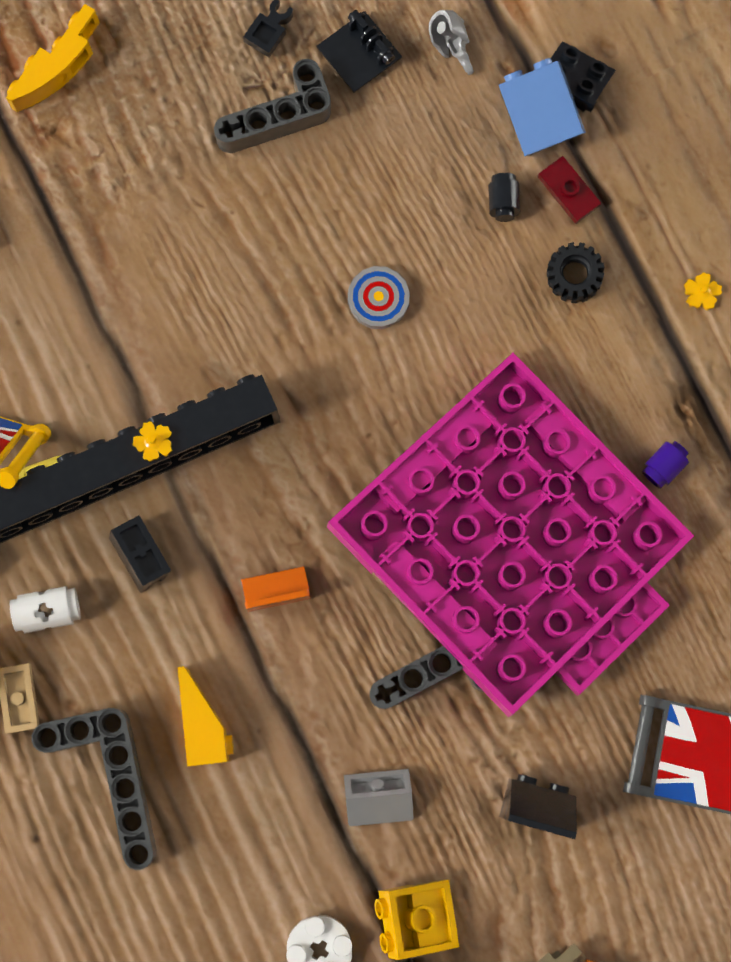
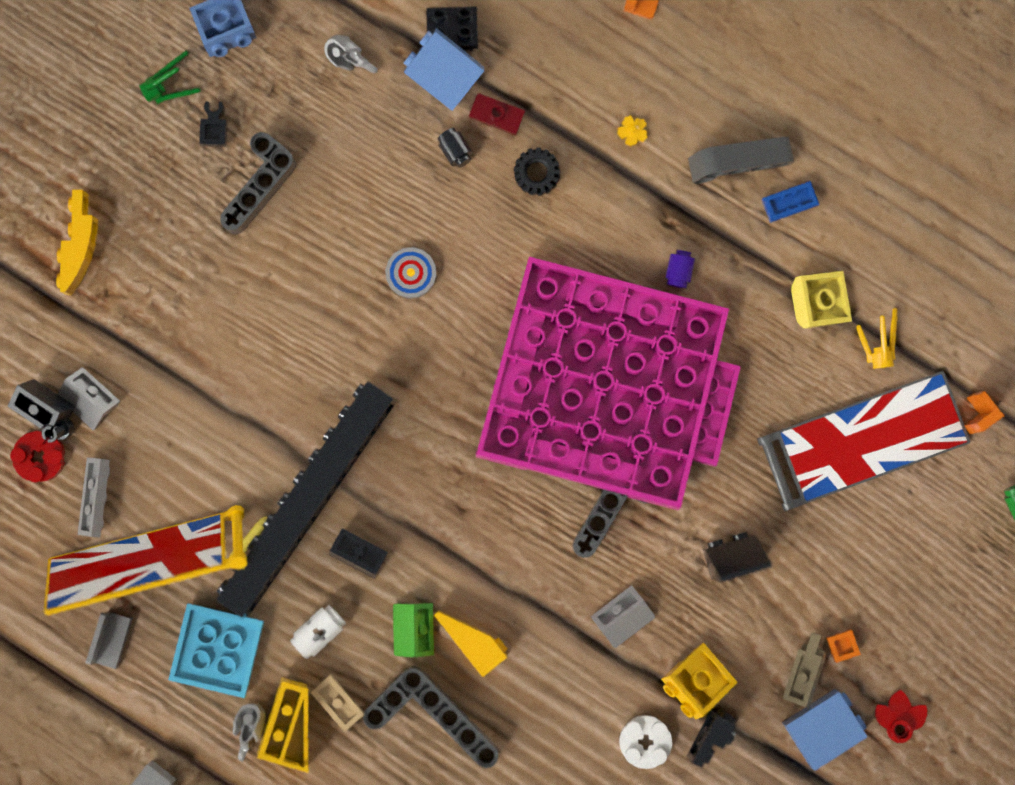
camera: 30 degrees left, 5 degrees up
(147, 671) = (413, 630): none -> bright green panel
(153, 441) = (322, 473): yellow plant -> none
(275, 589) = (466, 519): orange panel -> none
(359, 51) = (287, 103): black hinge -> none

